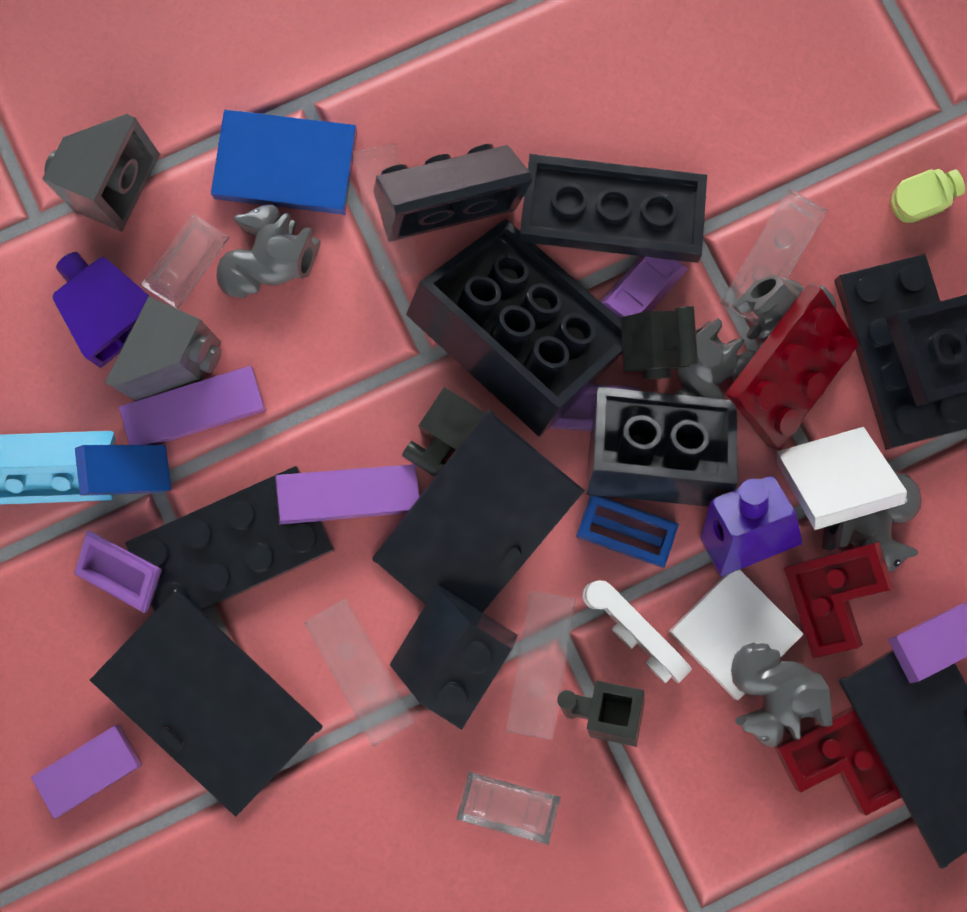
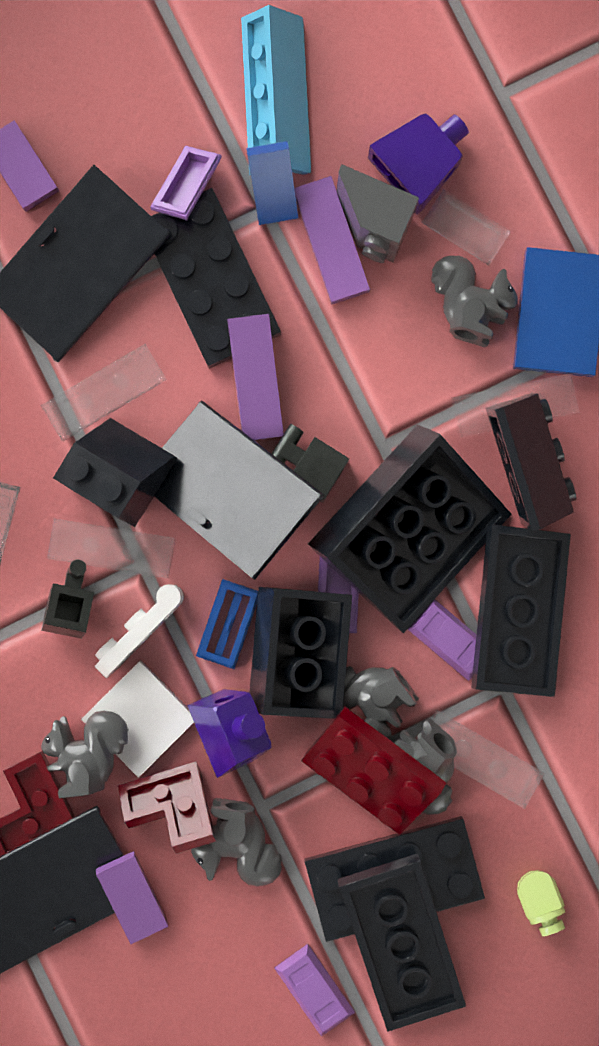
camera: 90 degrees right, 5 degrees up
(103, 169) = (541, 151): dark grey slope -> none
(659, 342) = (393, 648): pearl dark grey brick -> none
(840, 478) = (274, 811): white tile -> none

